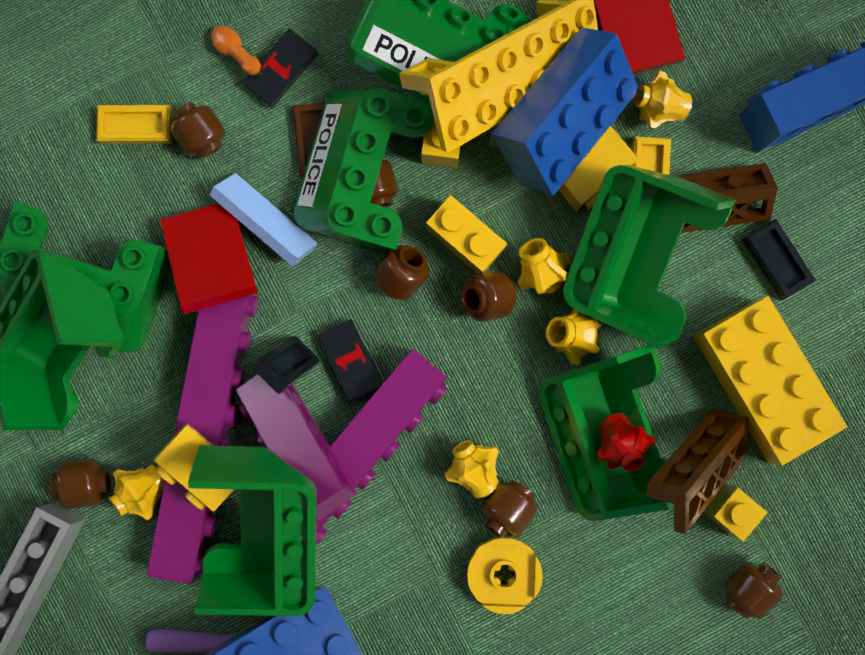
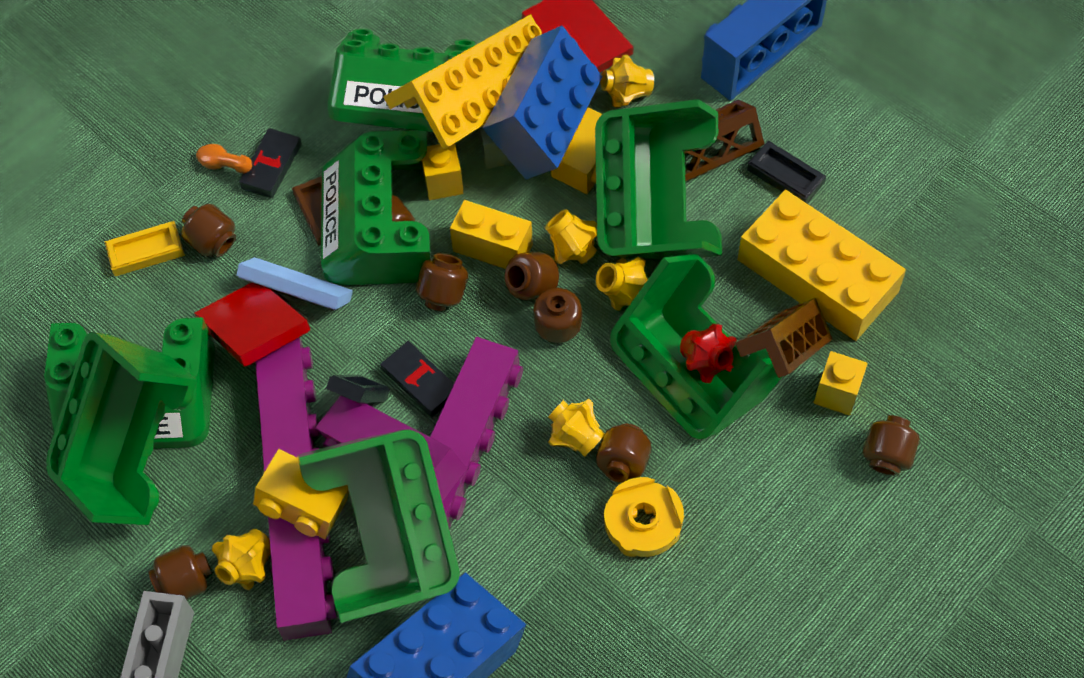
camera: 20 degrees left, 25 degrees down
(494, 358) = (557, 315): none -> reddish brown head

